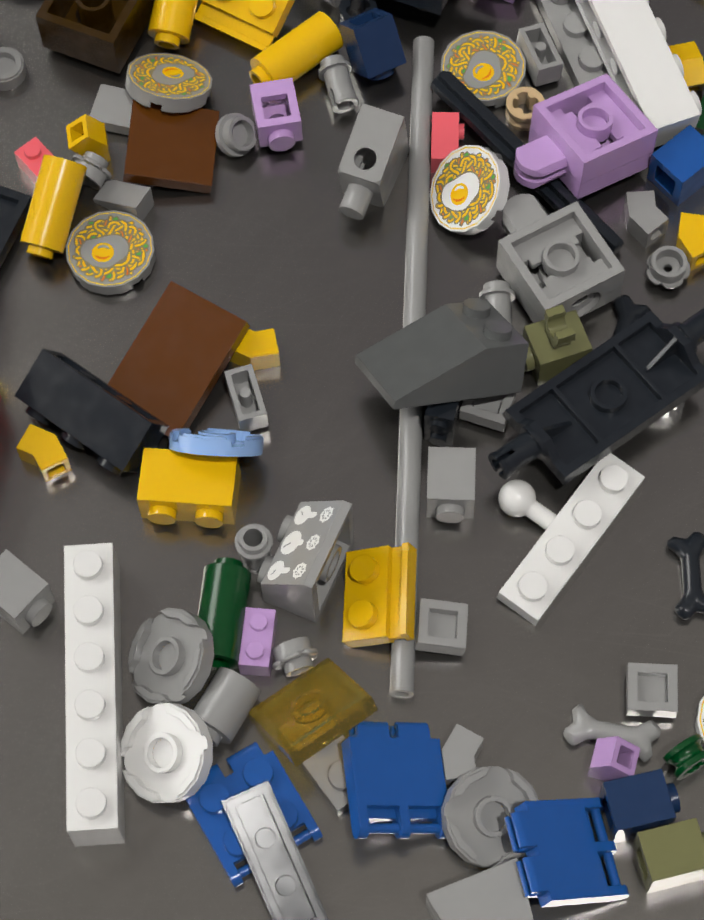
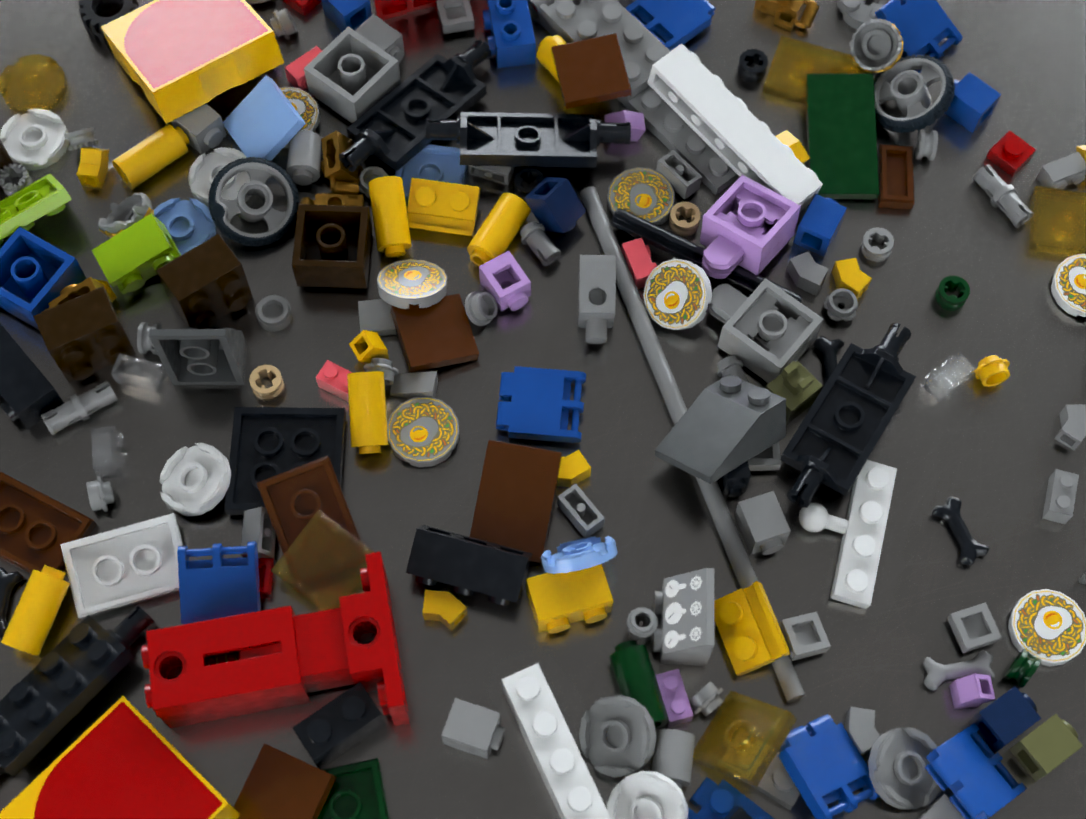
camera: 25 degrees left, 0 degrees up
(256, 264) = (540, 404): none -> blue plate

